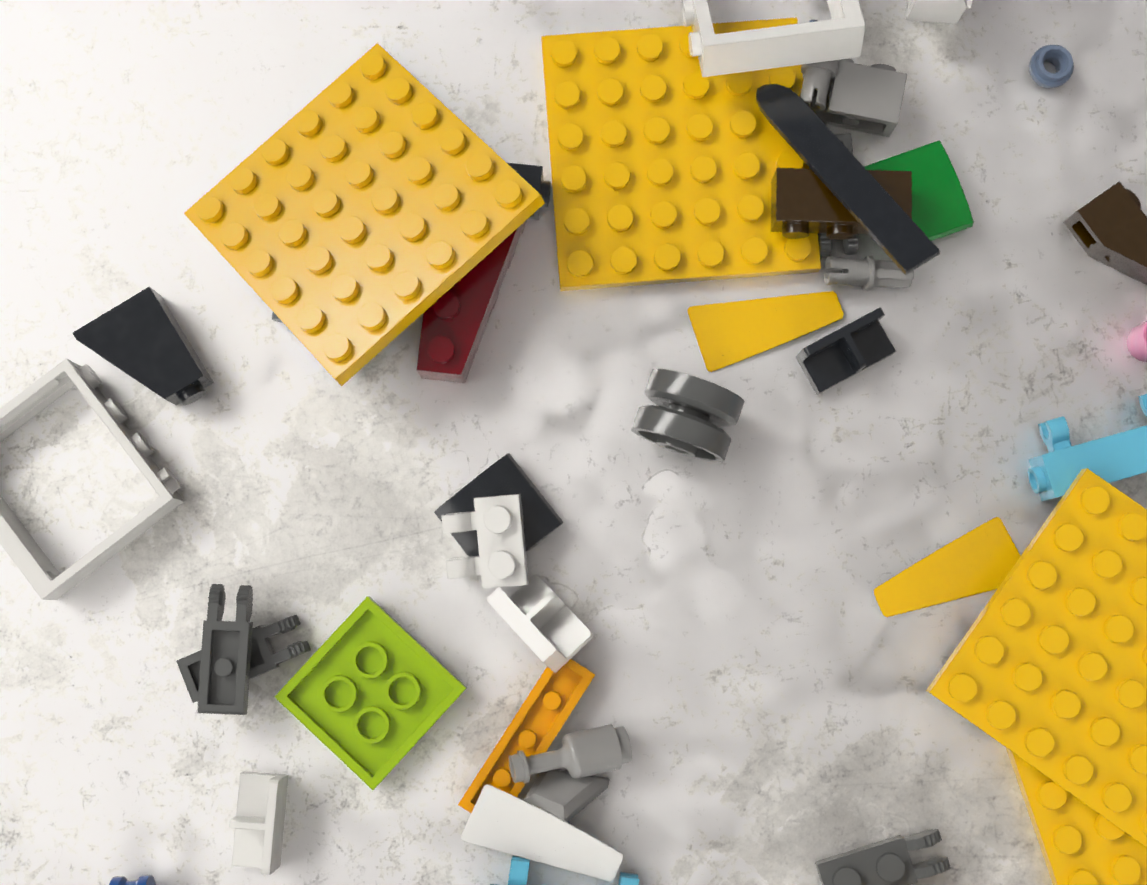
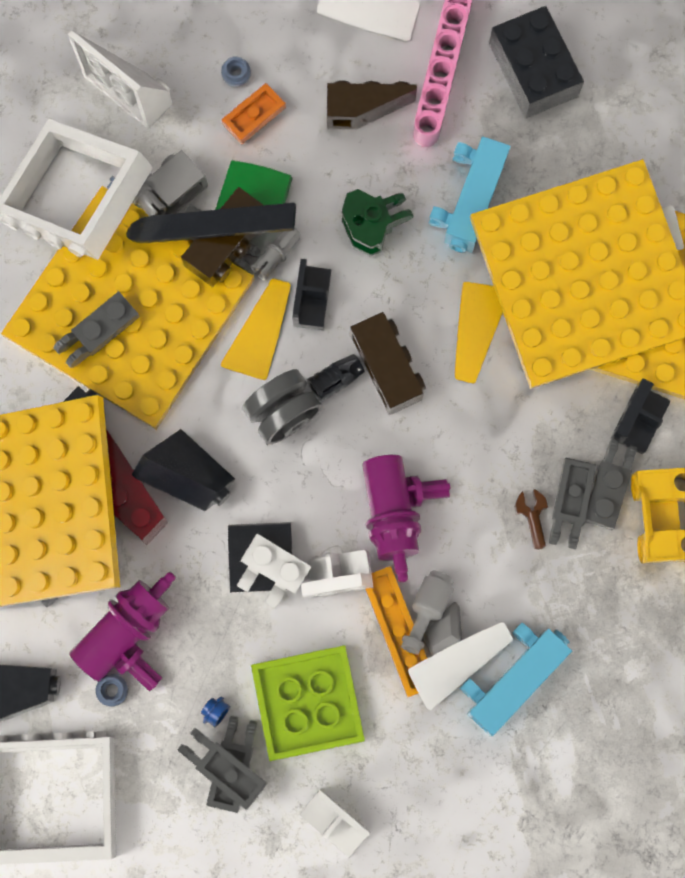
camera: 55 degrees left, 5 degrees down
(220, 453) = (101, 690): none -> sand blue plate
(285, 421) = (115, 636): none -> magenta piece
(288, 593) = (215, 711): none -> blue plate
(531, 360) = (185, 472): none -> black slope
(624, 139) = (98, 329): none -> dark grey hinge
(669, 621) = (390, 498): none -> magenta piece
(771, 450) = (335, 377): none -> black hinge
(775, 800) = (533, 517): none -> reddish brown bar
(829, 834) = (572, 499): none -> dark grey hinge
(833, 498) = (387, 362): none -> dark brown brick
(991, 847) = (641, 417): none -> black panel
(995, 354) = (368, 219): none -> dark green hinge
(1016, 124) = (253, 113): none -> orange plate

